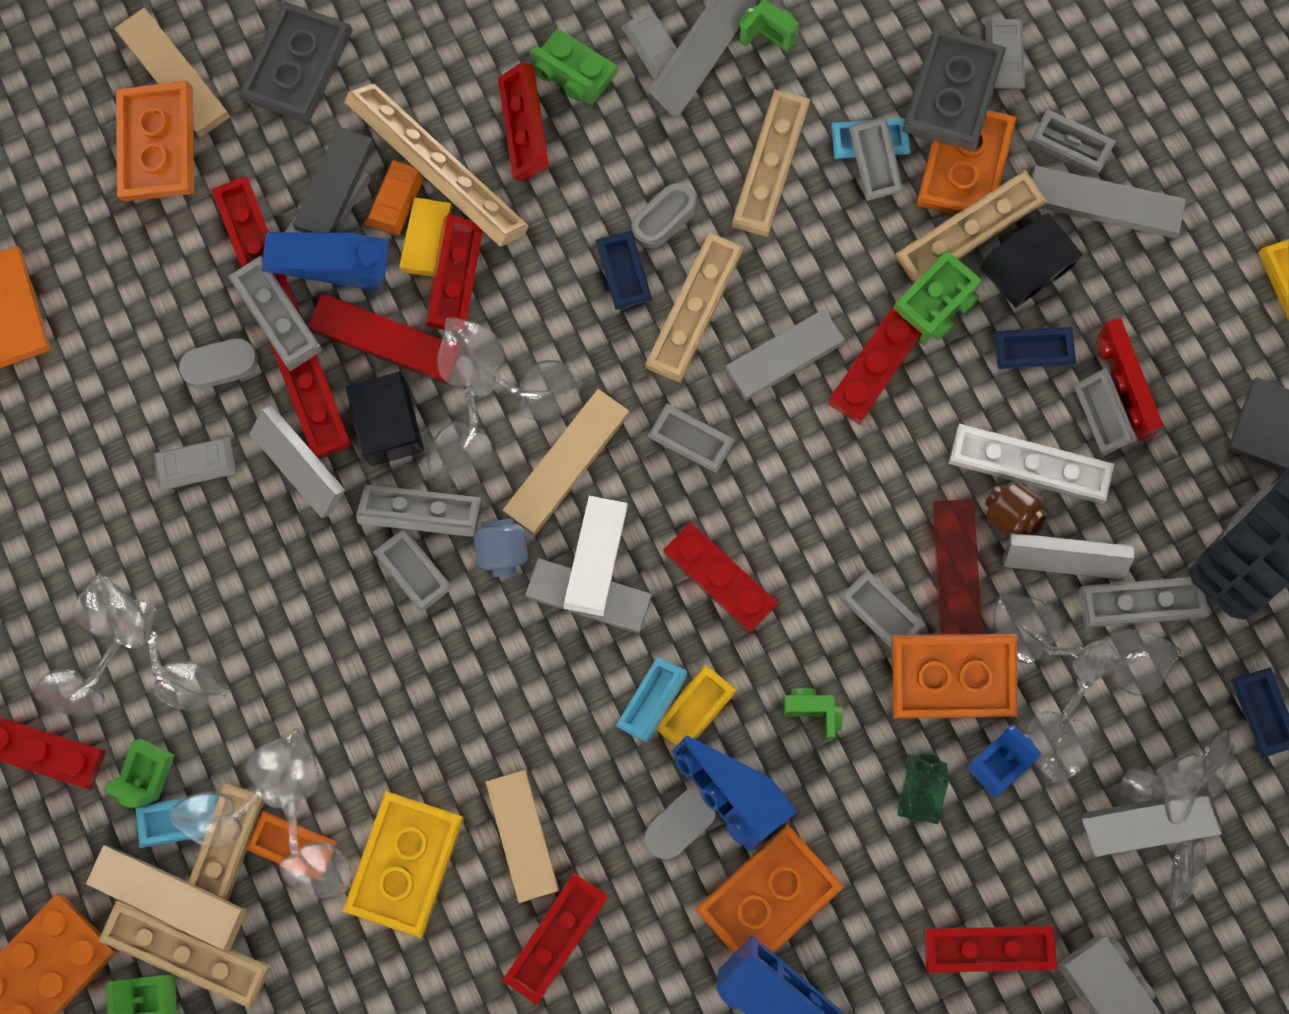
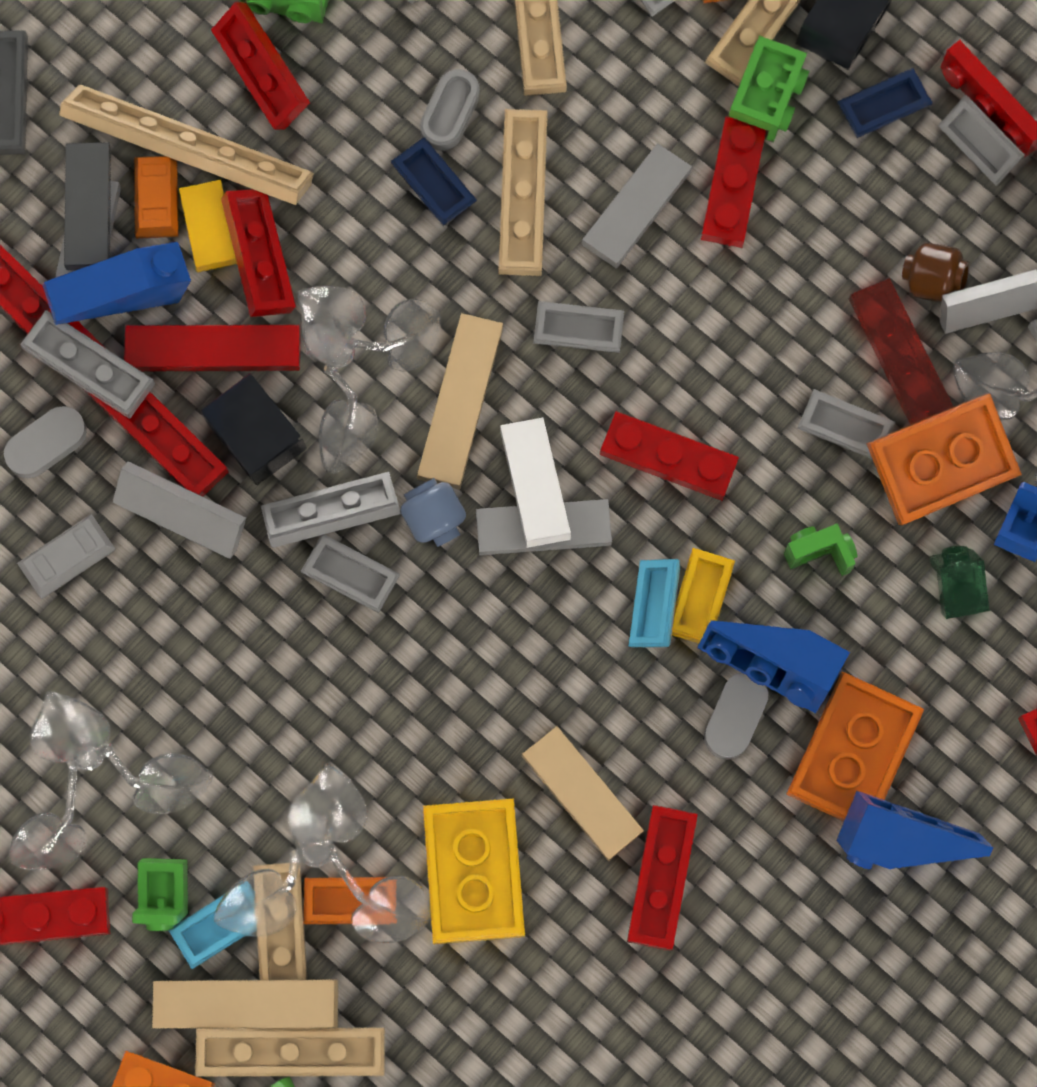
camera: 30 degrees left, 0 degrees up
(1031, 464) = (929, 220): white tile -> none

